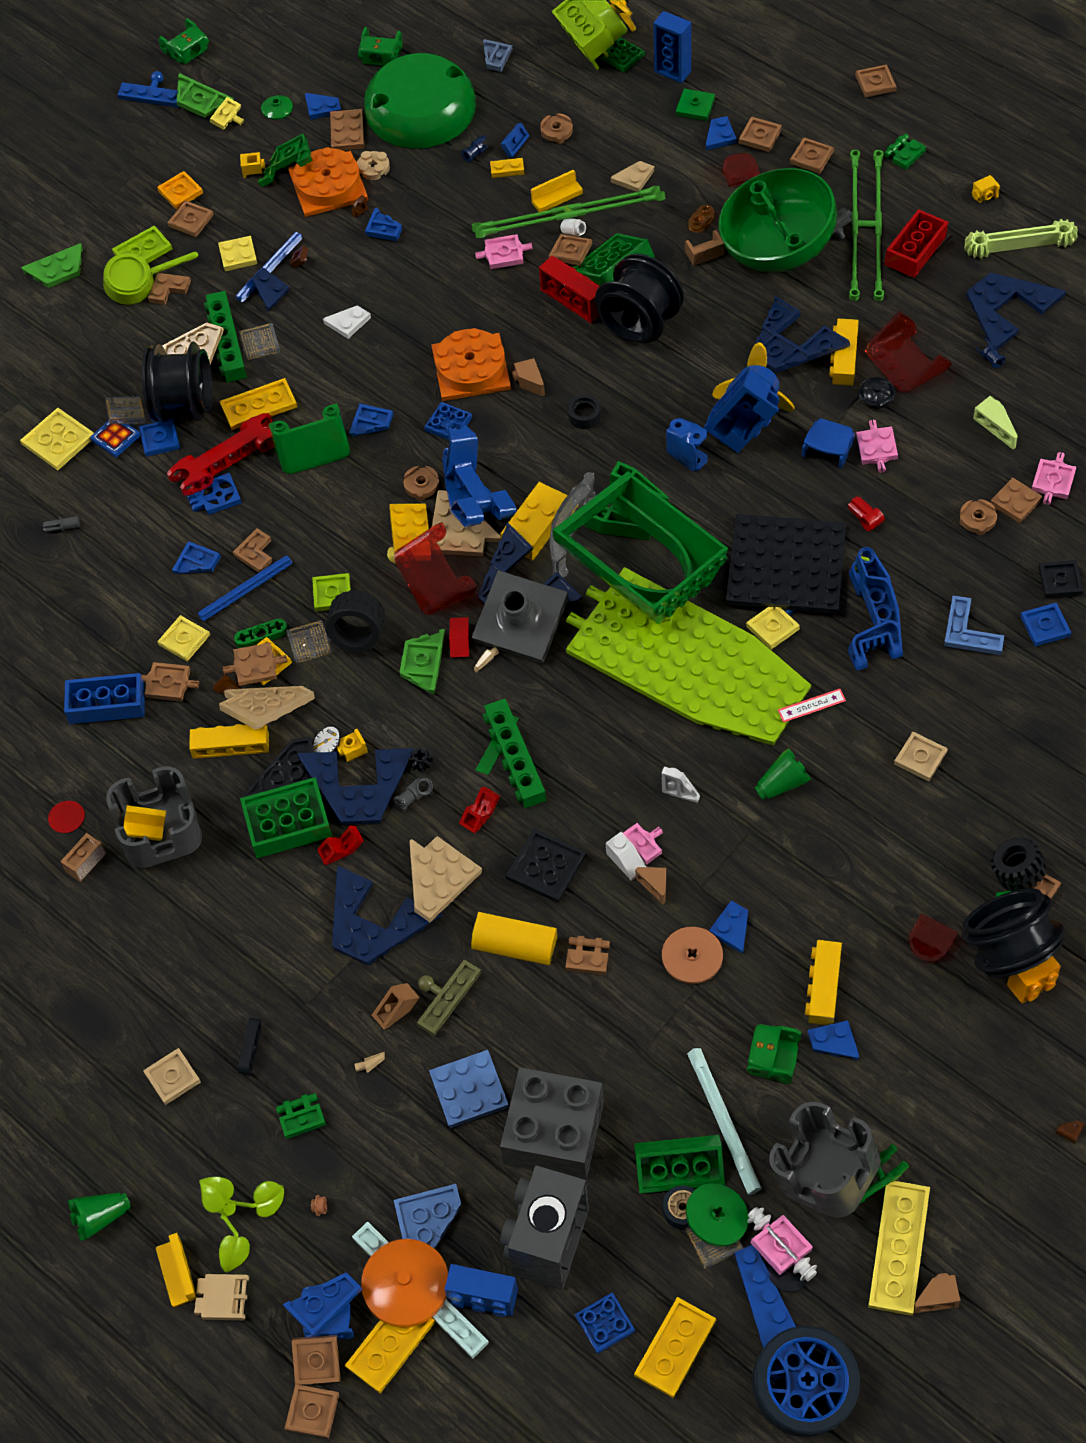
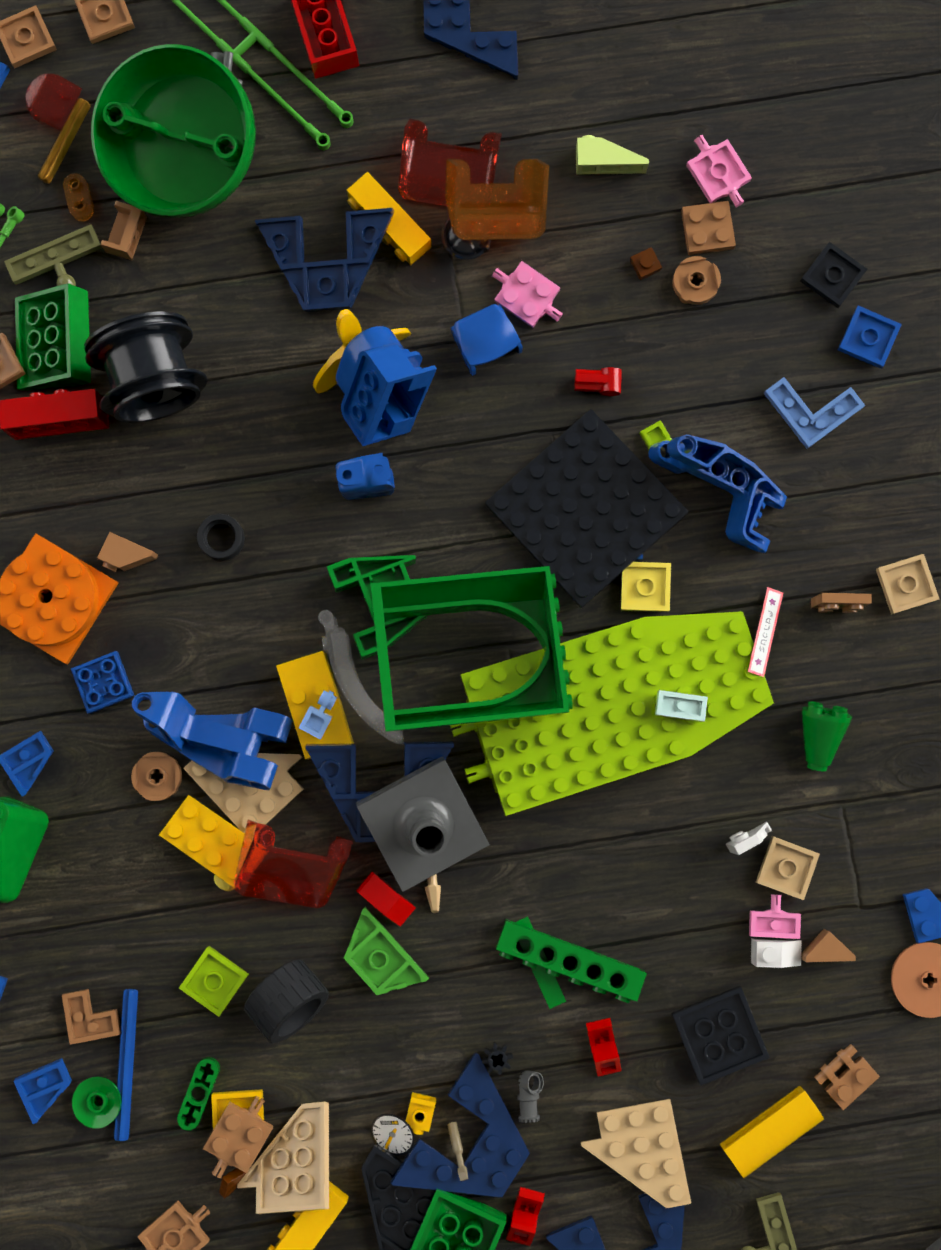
camera: 55 degrees left, 25 degrees up
(183, 638) = (133, 1179): light yellow plate -> none
(211, 588) = (86, 1106): none -> green dish
(309, 641) = (249, 1052): clear tile -> none
(349, 777) = (457, 1150): none -> dark tan piece
(527, 517) = (316, 720): none -> light blue plate
(657, 230) = (54, 256): none -> olive plate
(682, 824) = (787, 868): none -> tan plate
(716, 191) = (64, 141): none -> pearl gold axle
(719, 686) = (681, 706): none -> light aqua plate
(870, 723) = (846, 601): none -> medium nougat plate
(904, 388) = (497, 208): none -> clear orange windscreen
(960, 486) = (645, 263): none -> reddish brown plate
(992, 355) = (523, 86): dark blue piece -> none

